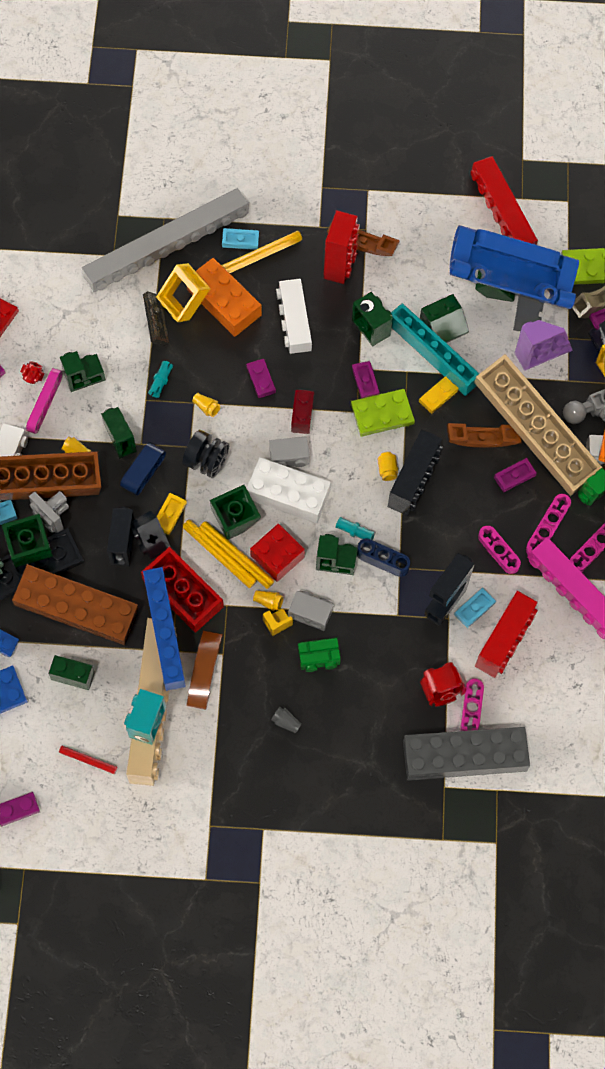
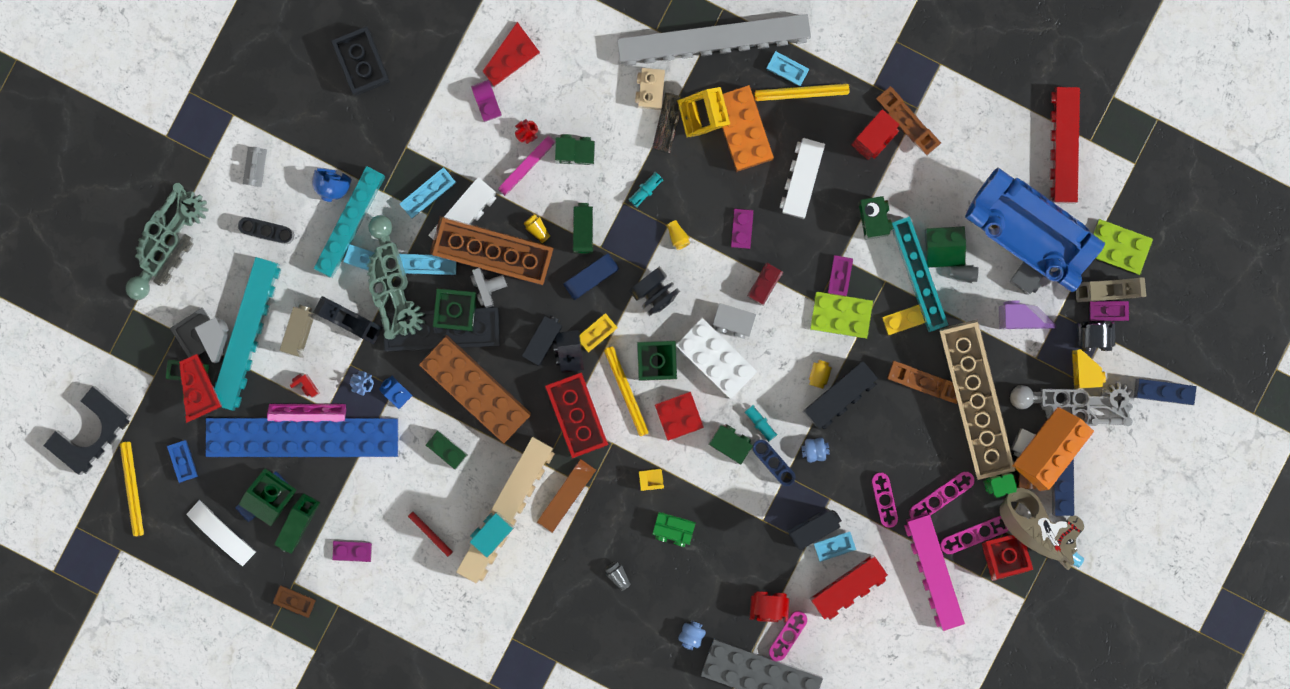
camera: 25 degrees right, 20 degrees up
(129, 298) = (651, 88): none -> tan brick
(164, 629) = (541, 457): blue brick -> none
(237, 555) = (641, 399): yellow axle -> none
(271, 600) = (651, 456): yellow cone -> none
(310, 610) = (685, 484): light grey brick -> none
(381, 744) = (692, 635): none -> medium blue piece
(415, 530) = (815, 450): none -> medium blue piece
(472, 335) = (965, 273): none -> dark grey cone
(515, 475) = (935, 434): magenta plate -> none

